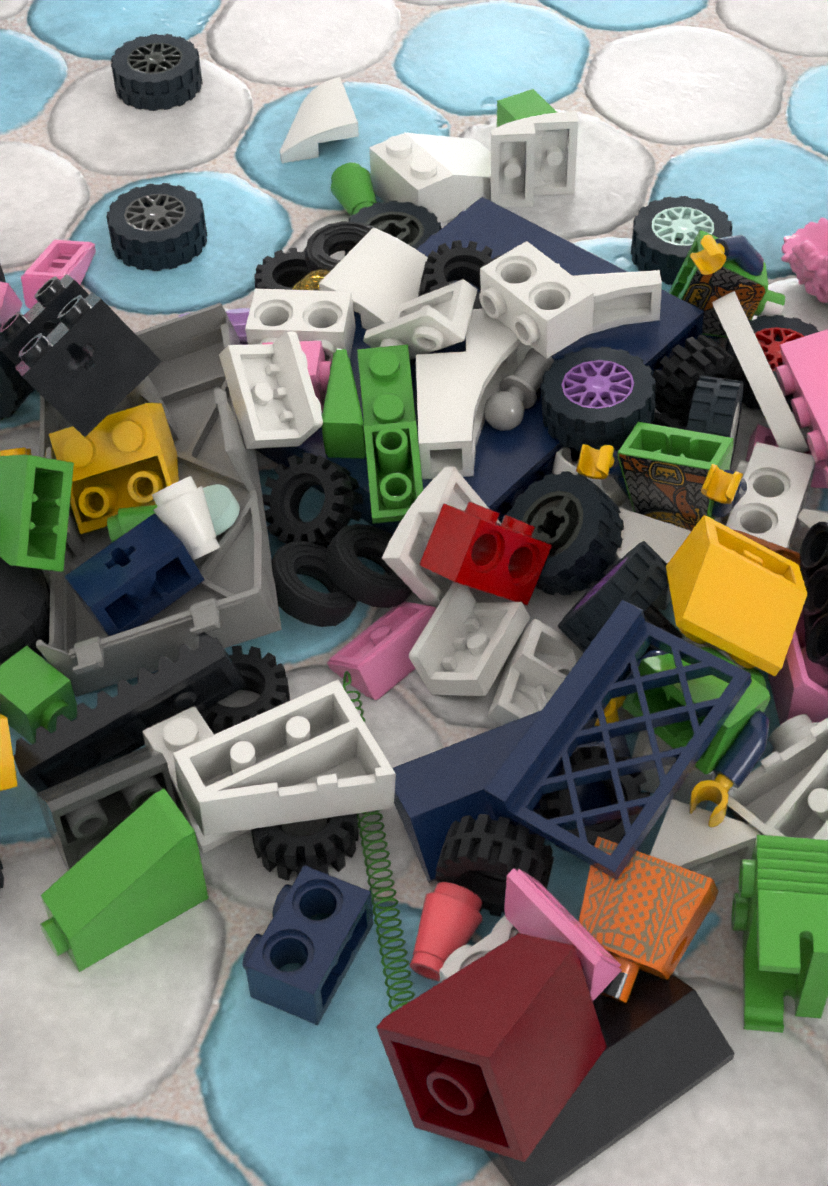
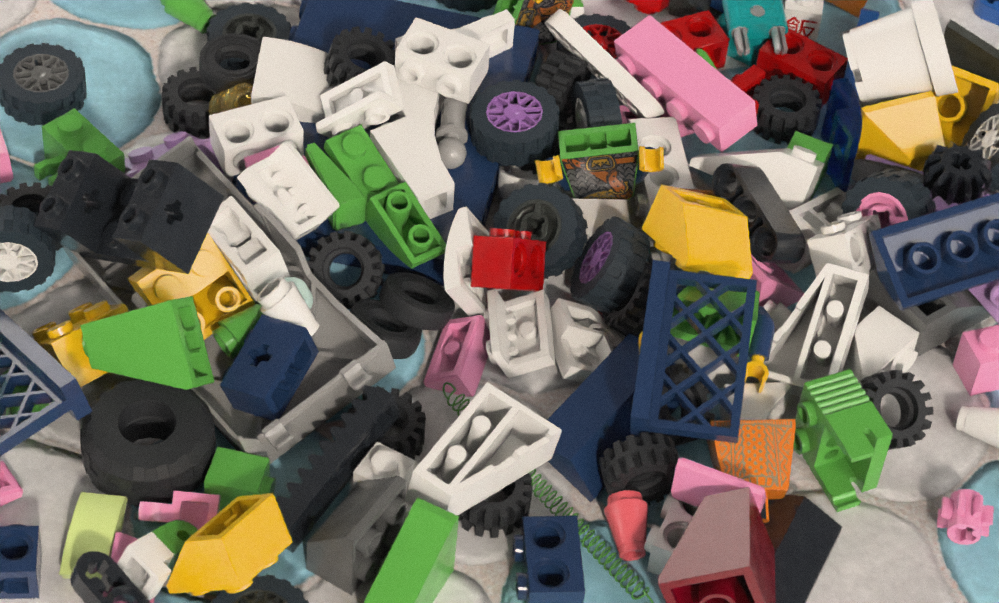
camera: 35 degrees left, 0 degrees up
(135, 291) = (73, 133): none -> bright green brick
(187, 432) = (246, 248): none -> white brick

